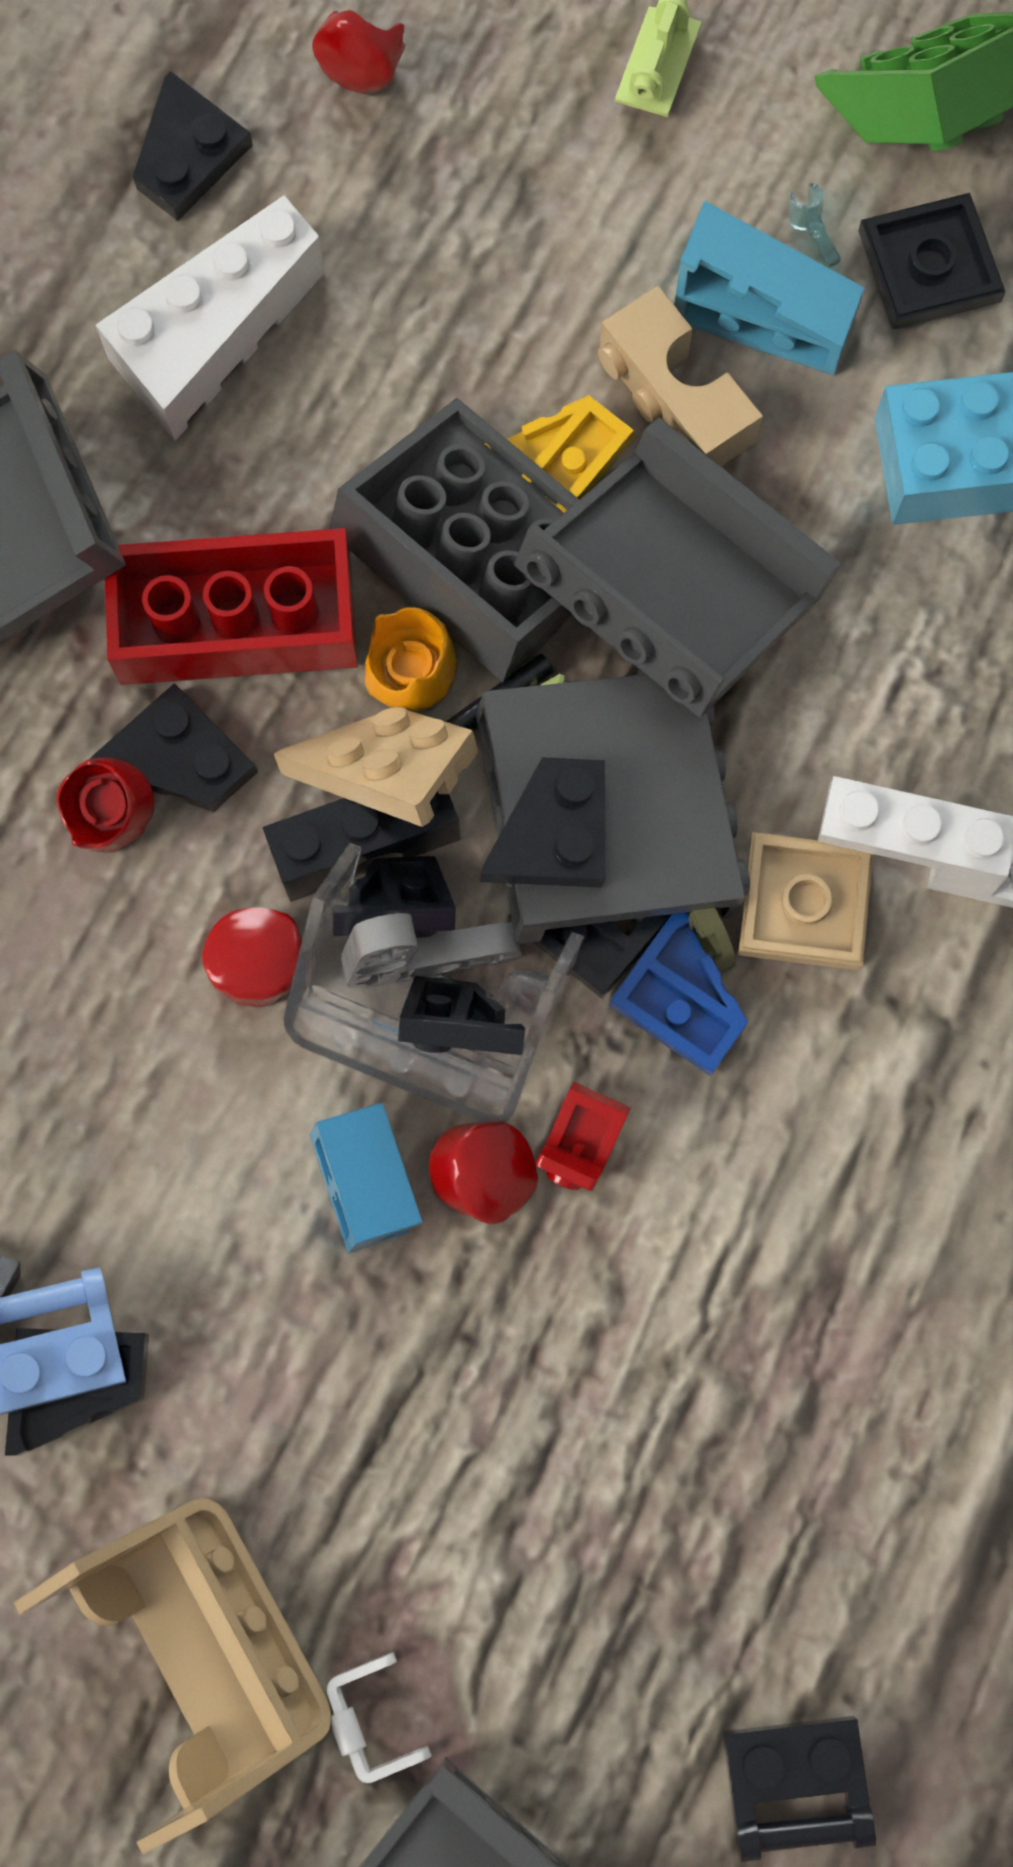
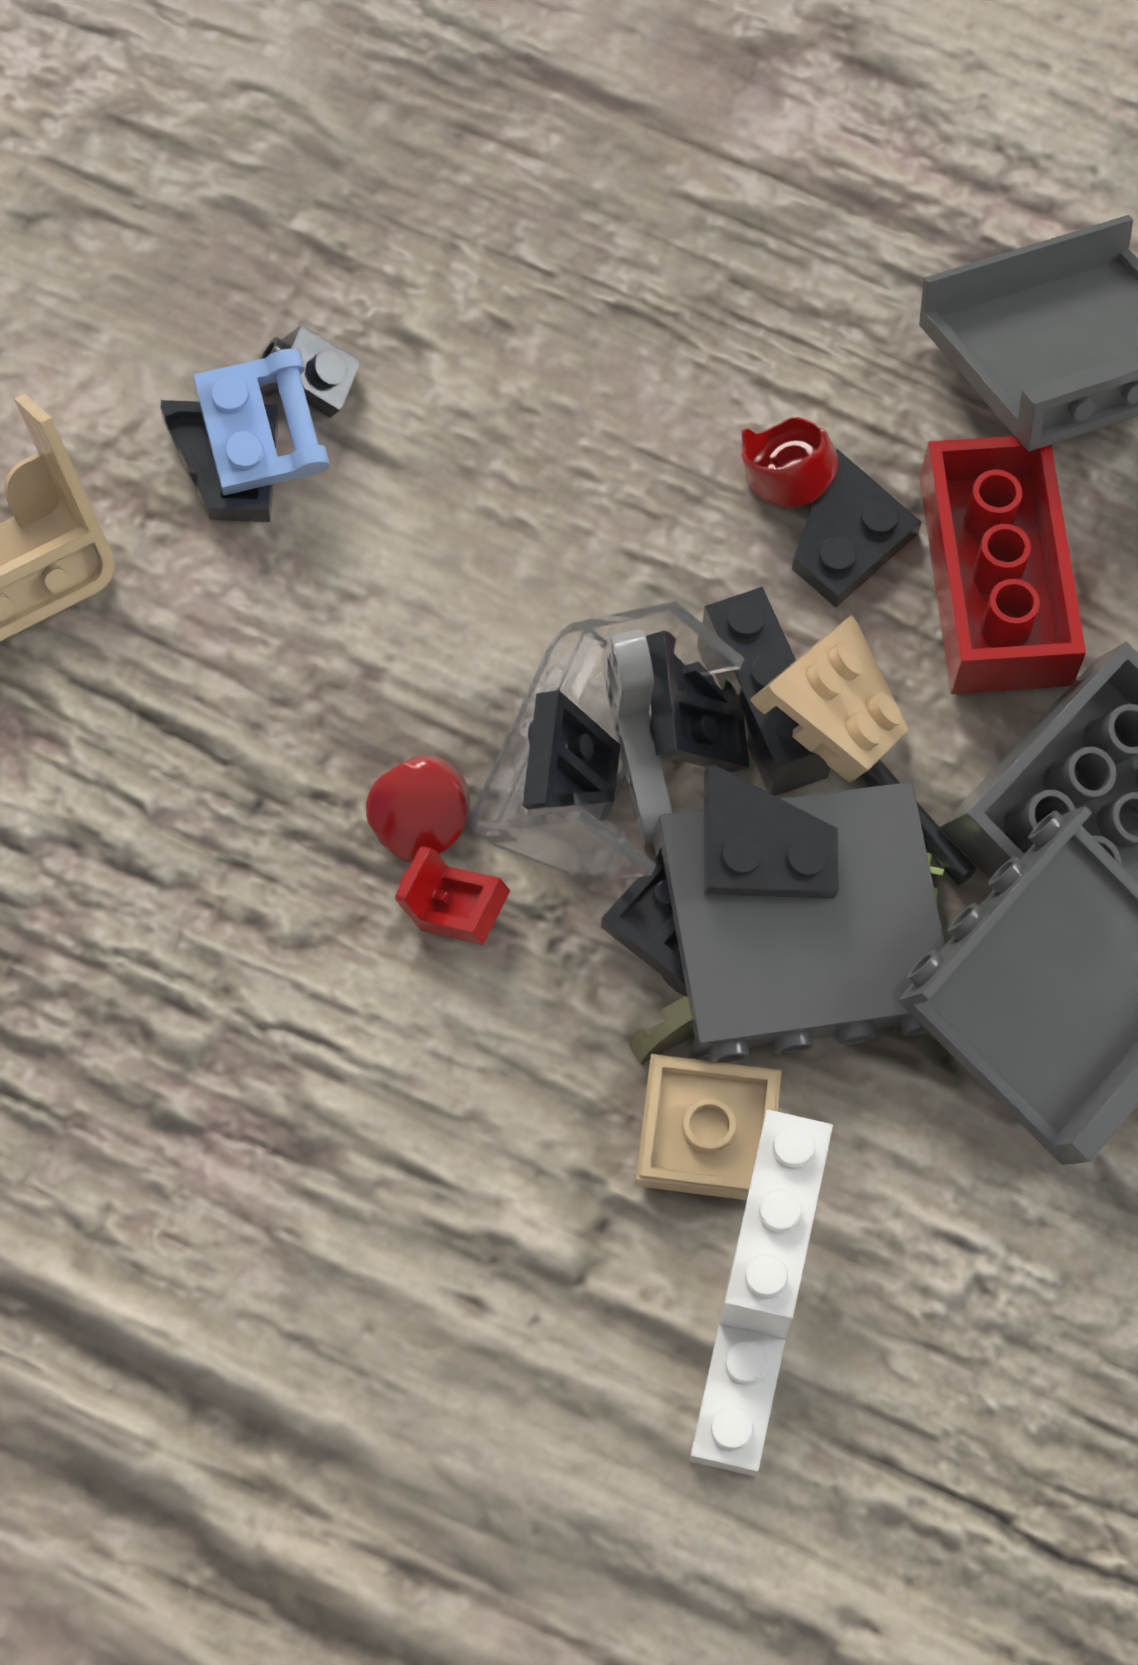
camera: 85 degrees right, 10 degrees down
(252, 955) = (633, 579): red hair -> none
(365, 1177) = (414, 696): dark azure hinge -> none
(410, 660) = (958, 739): light orange hair -> none
(681, 997) = (599, 1000): blue wing -> none

